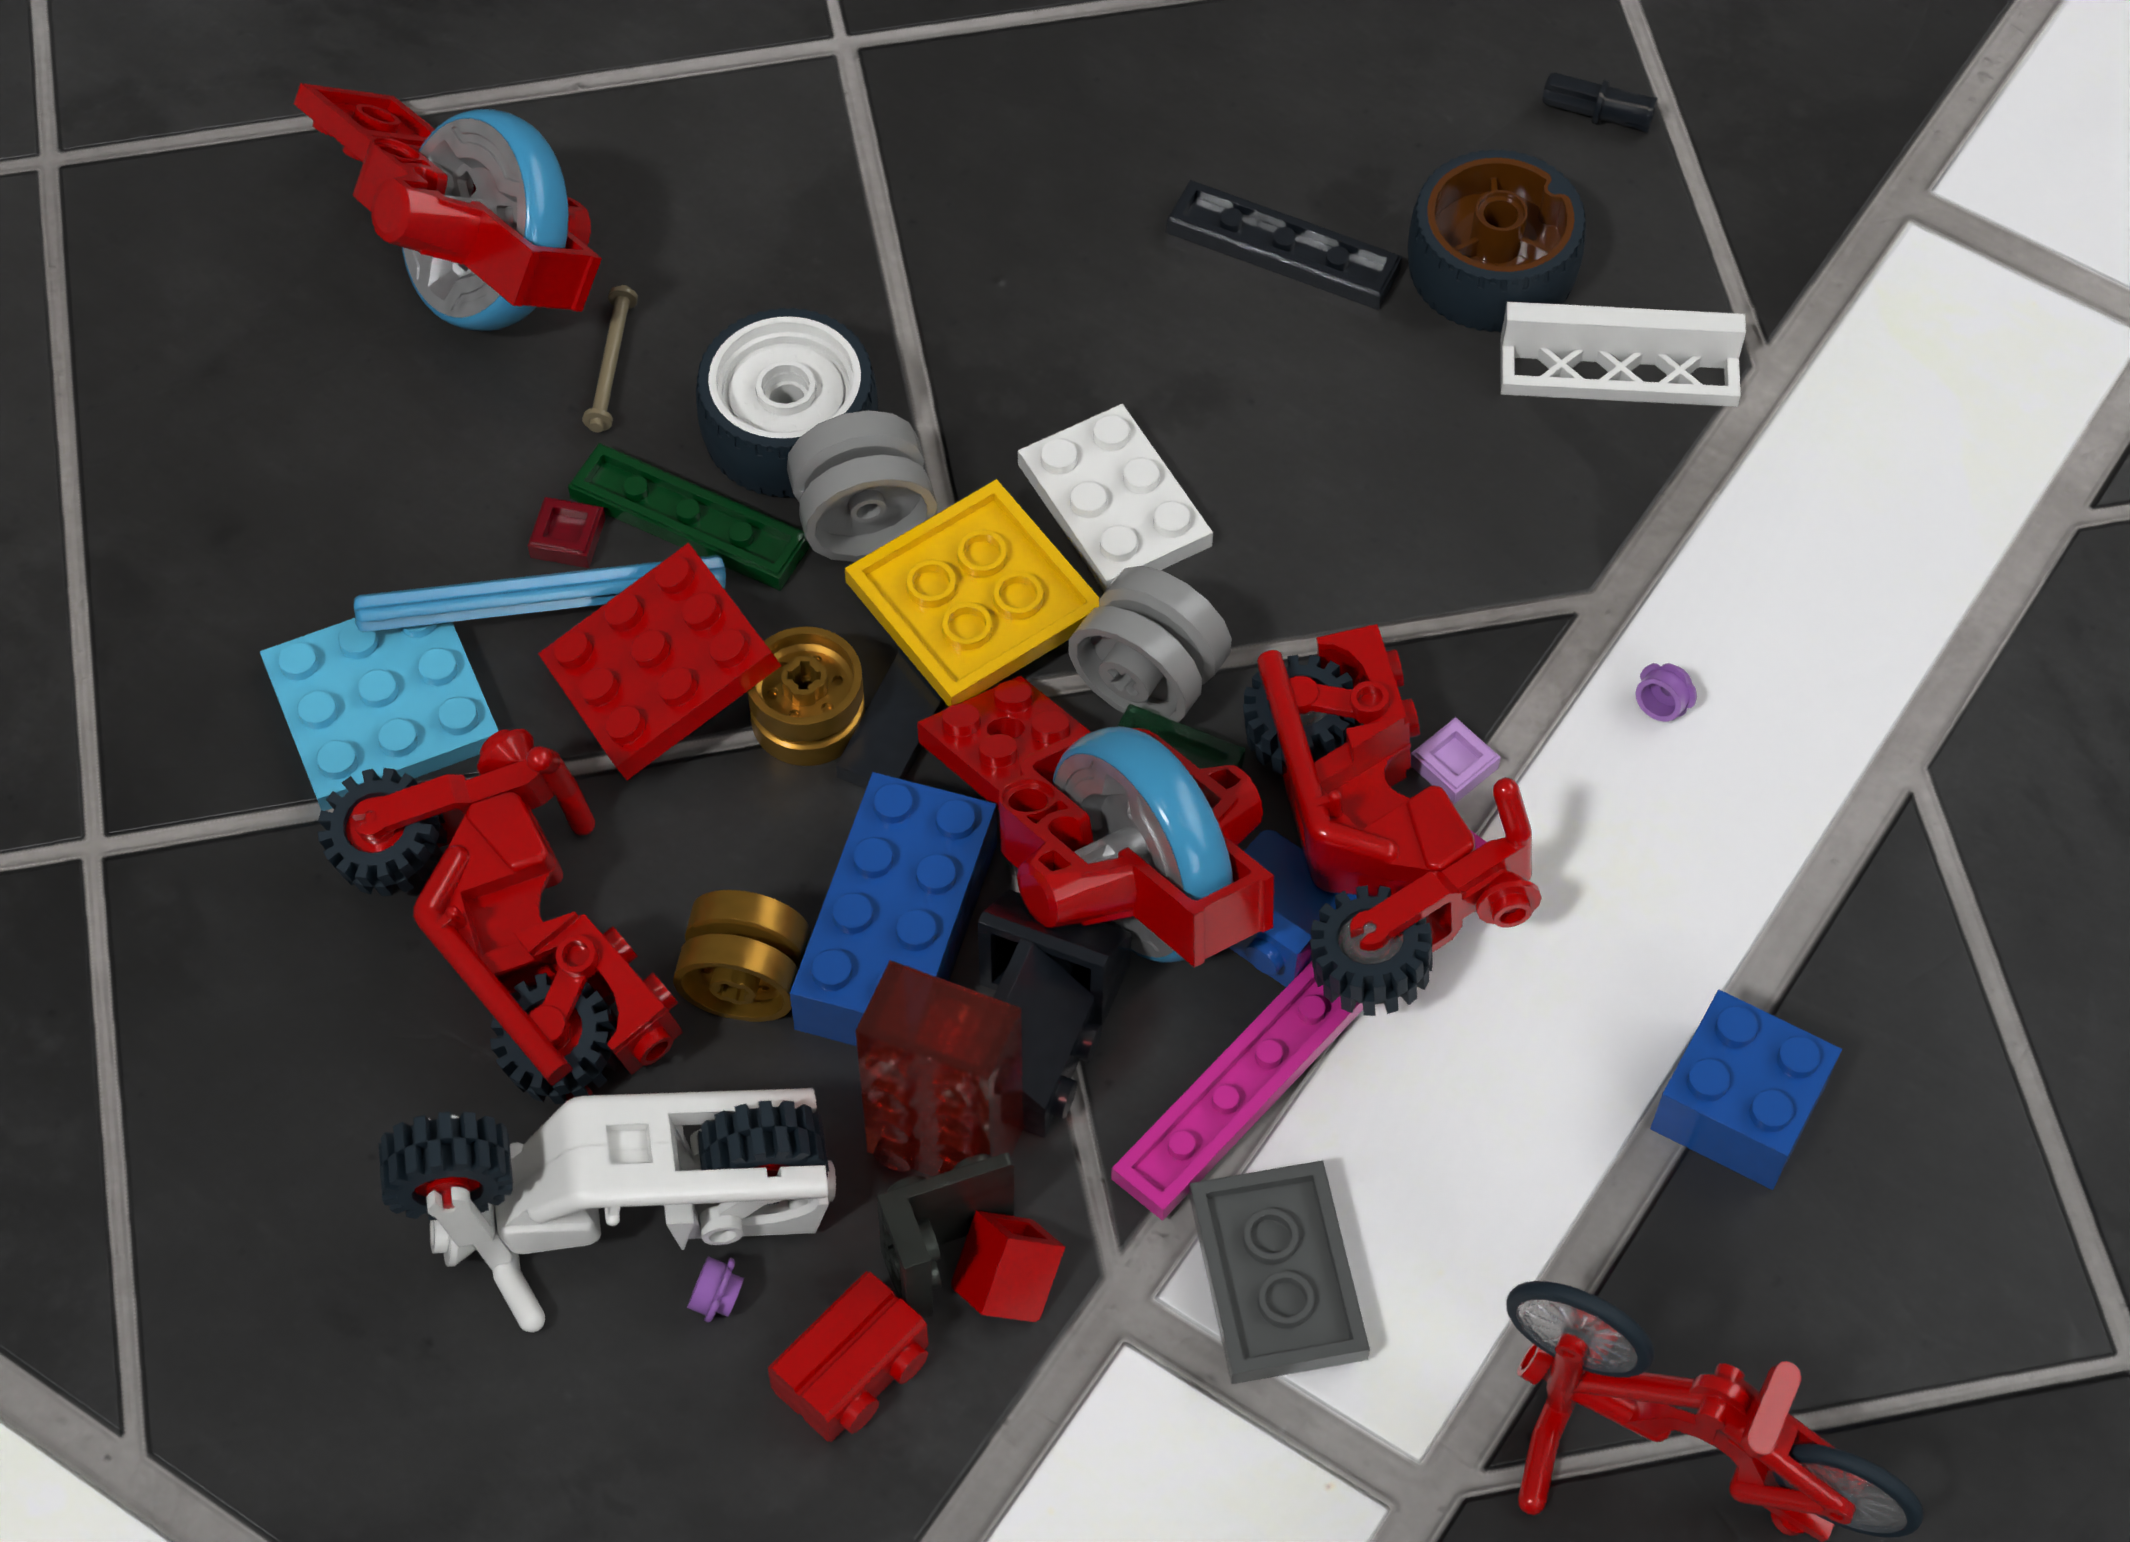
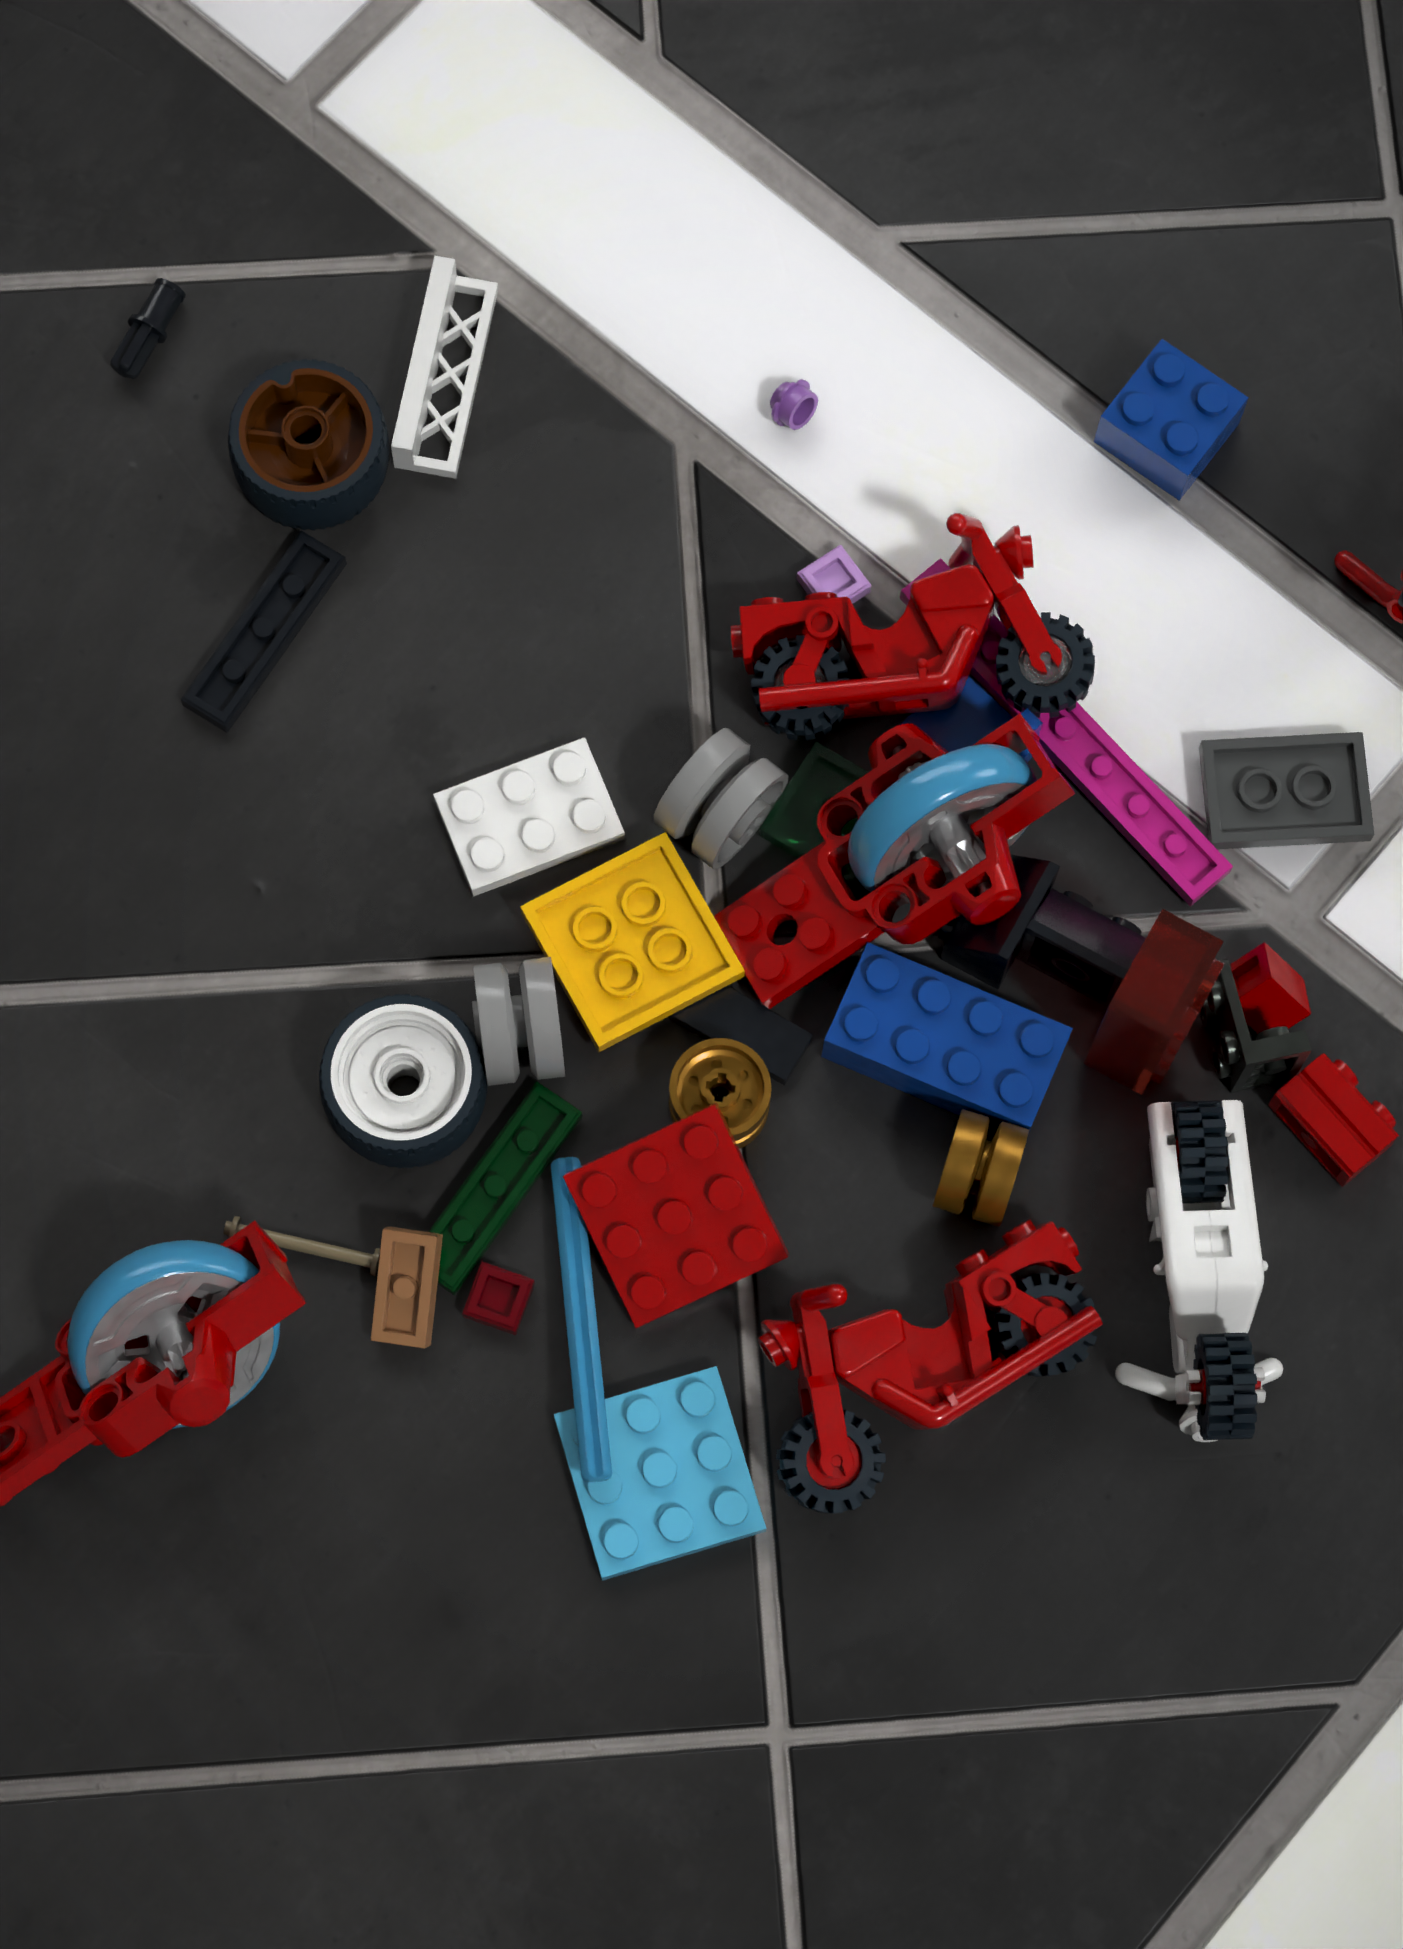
camera: 85 degrees left, 15 degrees up
(564, 436) = (406, 1287): none -> medium nougat plate
(715, 1289) = (1271, 1220): medium lavender plate -> none

